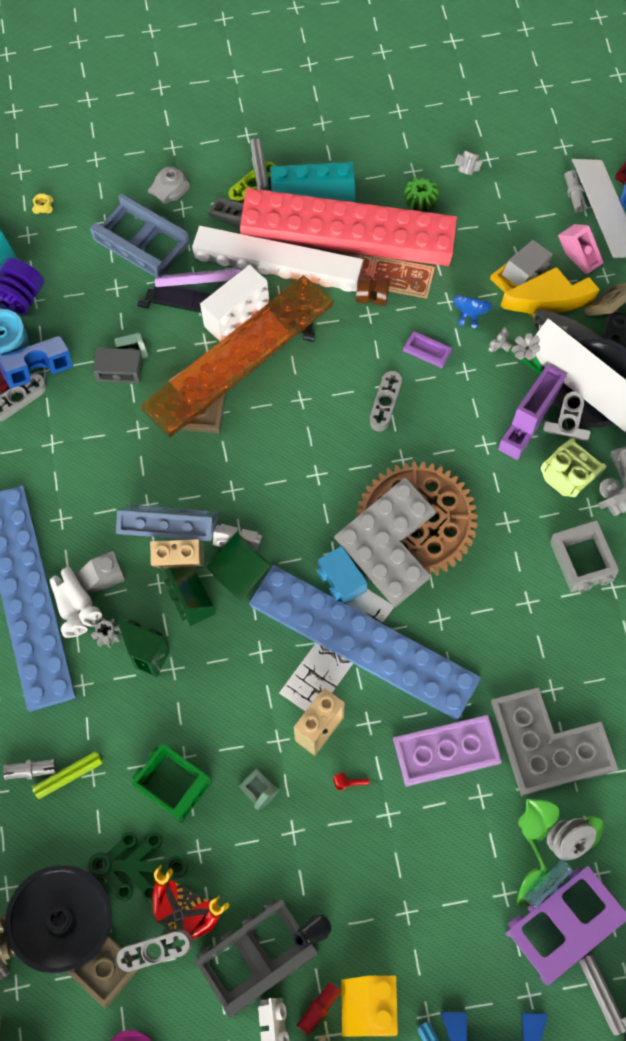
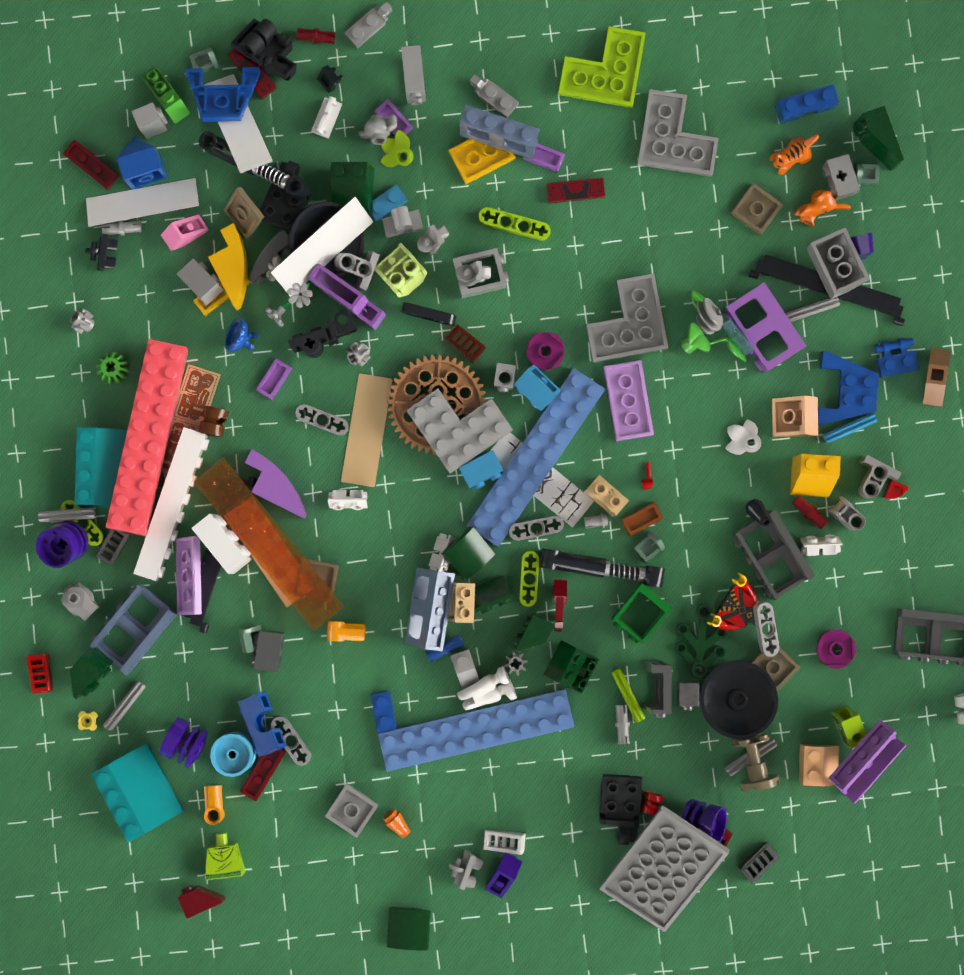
camera: 90 degrees left, 20 degrees up
(49, 491) = (383, 711): none -> blue plate
(58, 235) = (124, 705): none -> light grey axle
(66, 851) = (688, 695): none -> flat silver brick
(73, 804) = (662, 687): none -> dark grey window
(92, 193) = (88, 671): none -> dark green slope
(102, 699) = (571, 667): none -> dark green slope
(104, 159) = (47, 672): none -> red slope
(124, 551) = (449, 646): none -> blue axle
(142, 436) = (345, 631): none -> light orange piece
(187, 678) = (559, 600): none -> dark red piece
(204, 635) = (523, 592): none -> lime beam
(227, 159) = (62, 544): none -> dark purple wheel
(235, 673) = (599, 567): none -> black piece
(275, 638) = (523, 535): none -> light grey beam
(287, 718) = (596, 521): none -> light grey pin
(294, 424) = (339, 500): none -> white hinge
(294, 778) = (642, 519): none -> dark orange tile
(306, 357) = (275, 485): none -> medium lavender slope
(376, 449) = (366, 430): none -> tan sticker
(415, 903) = (740, 436): none -> white plate
(449, 978) = (795, 416): none -> light nougat slope
(450, 631) = (537, 388): none -> dark azure brick
(466, 587) = (504, 369): none -> light grey brick
(467, 430) = (358, 354): none -> light grey gear
(477, 382) = (319, 336): none -> black plate
(484, 562) = (481, 348): none -> clear red slope
(497, 628) = (545, 340): none -> magenta plate
(525, 503) = (428, 314): none -> black beam
(545, 172) = (104, 244): none -> black hips
(581, 537) = (473, 273): none -> light grey hips

